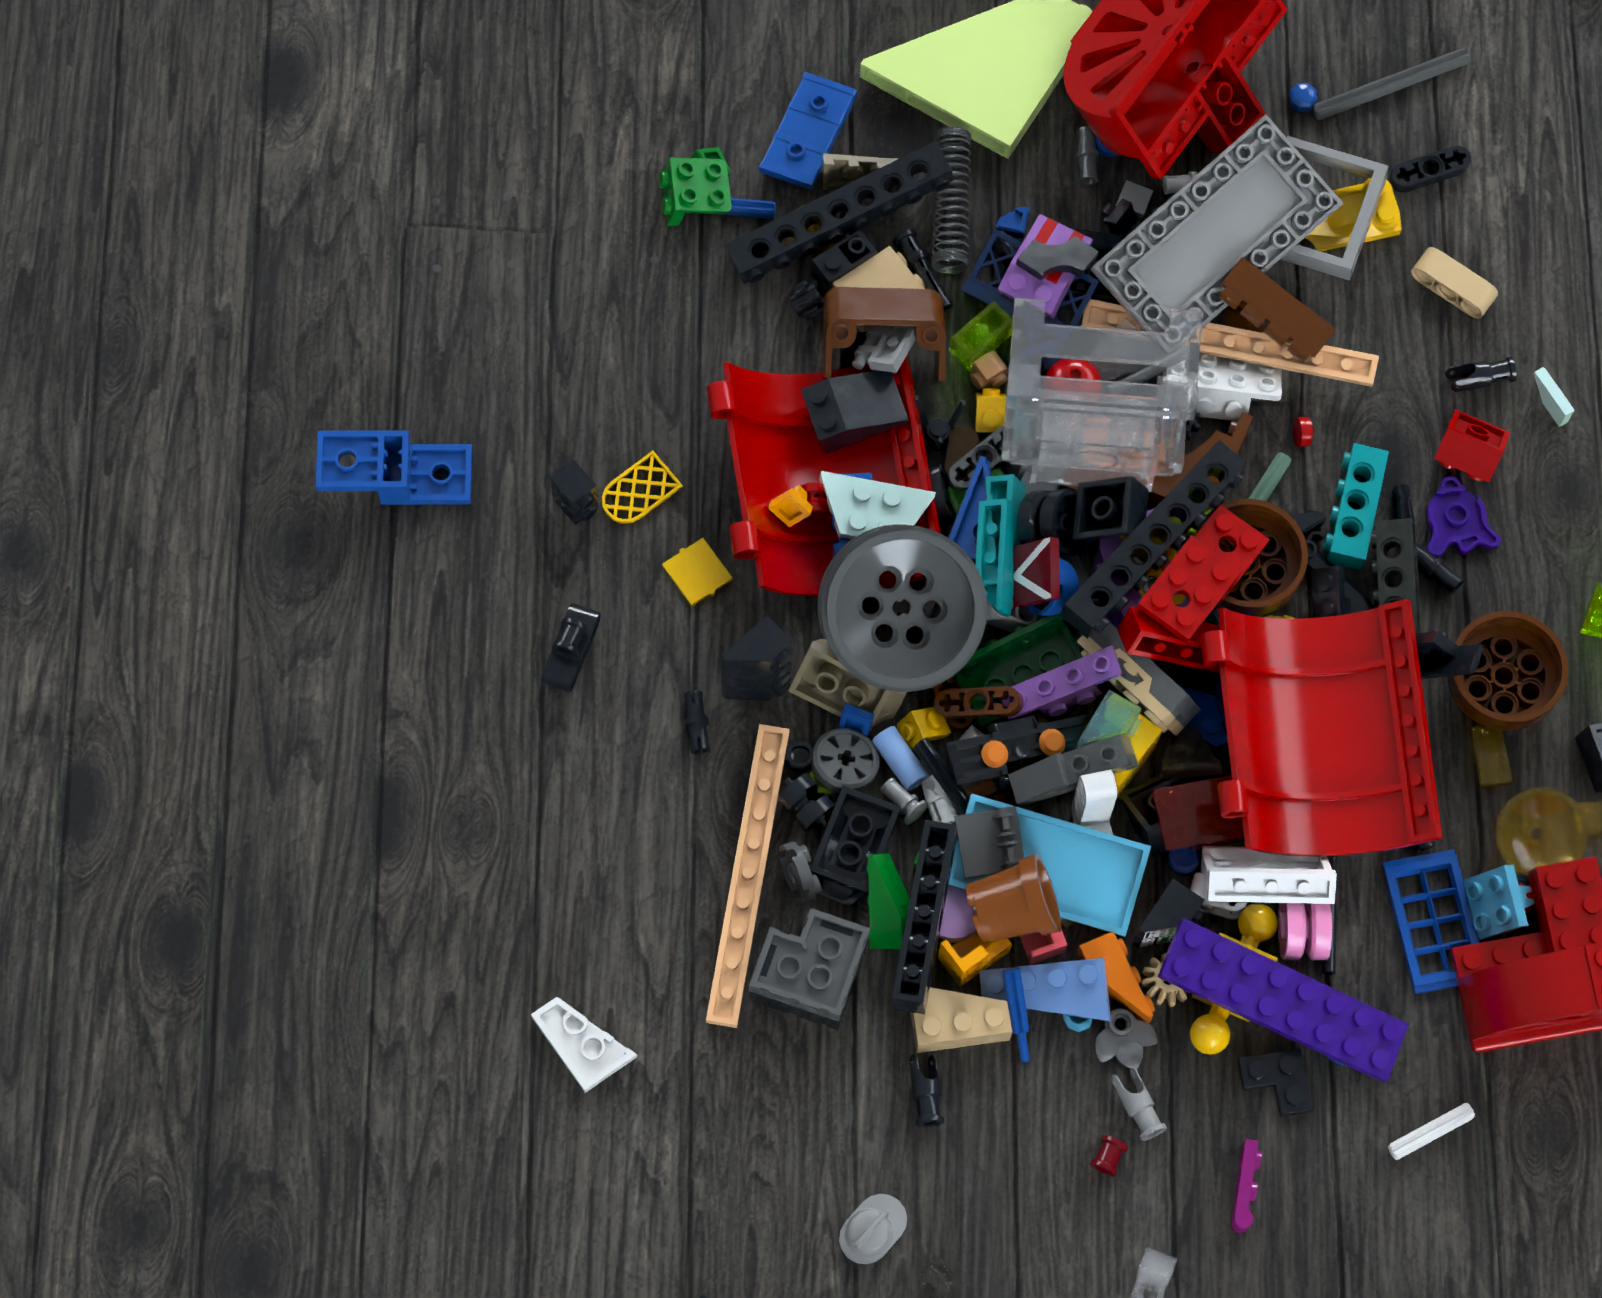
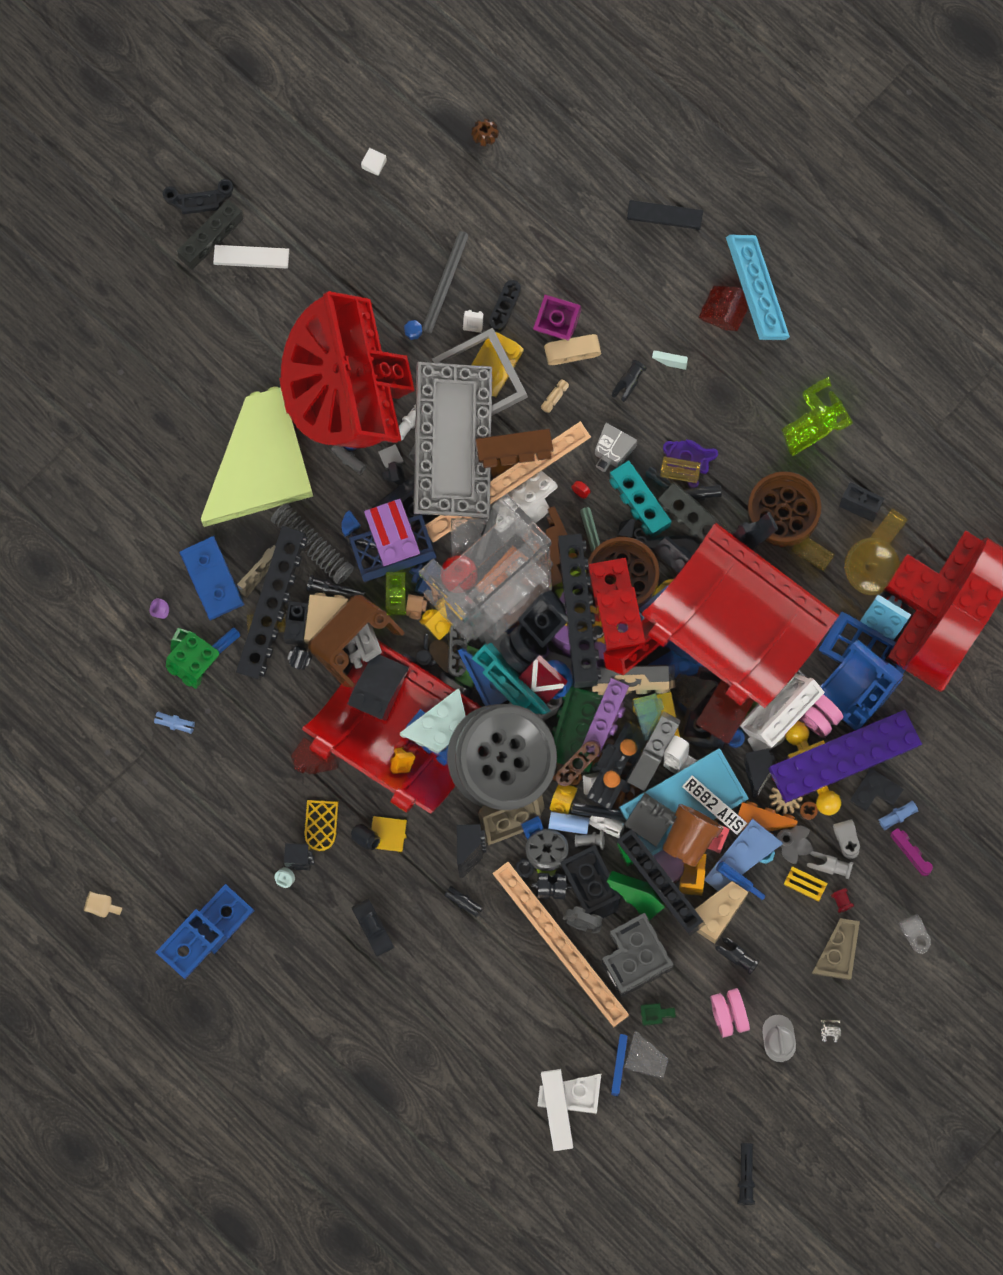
camera: 40 degrees left, 5 degrees up
(323, 335) = (100, 905): none -> tan piece
(539, 502) = (284, 877): none -> light aqua tile
(545, 1040) = (557, 1110): none -> white tile
(606, 234) = (174, 722): none -> medium blue pin
(666, 1067) = (619, 1065): none -> blue tile
(668, 547) = (365, 837): none -> black brick
(694, 408) = (310, 762): none -> clear red slope
(703, 1090) = (645, 1058): none -> clear wing
(719, 106) = (159, 608): none -> medium lavender tile
(765, 1054) = (653, 1014): none -> dark green plate
(843, 1137) = (727, 1013): none -> bright pink wheel
(1045, 1207) = (839, 952): none -> dark tan wing
(1046, 259) = (401, 518): black tile -> none
(1078, 901) = (714, 805): none -> white sticker
(1079, 1069) = (820, 890): none -> yellow tile
(1188, 1017) = (808, 816): none -> dark orange bush
(1190, 1092) = (847, 835): none -> light grey piece
(1275, 1131) = (898, 815): none -> medium blue pin
(1377, 147) = (473, 321): none -> white tile
(1381, 311) = (554, 396): none -> tan axle
(1387, 424) = (613, 447): none -> light grey torso
(1387, 945) = (861, 681): none -> blue piece
(1428, 526) = (680, 470): none -> clear yellow tile
(1431, 1131) = (960, 745): white axle -> none
(1472, 446) = (659, 418): red slope -> none
(1474, 231) = (557, 317): none -> magenta slope

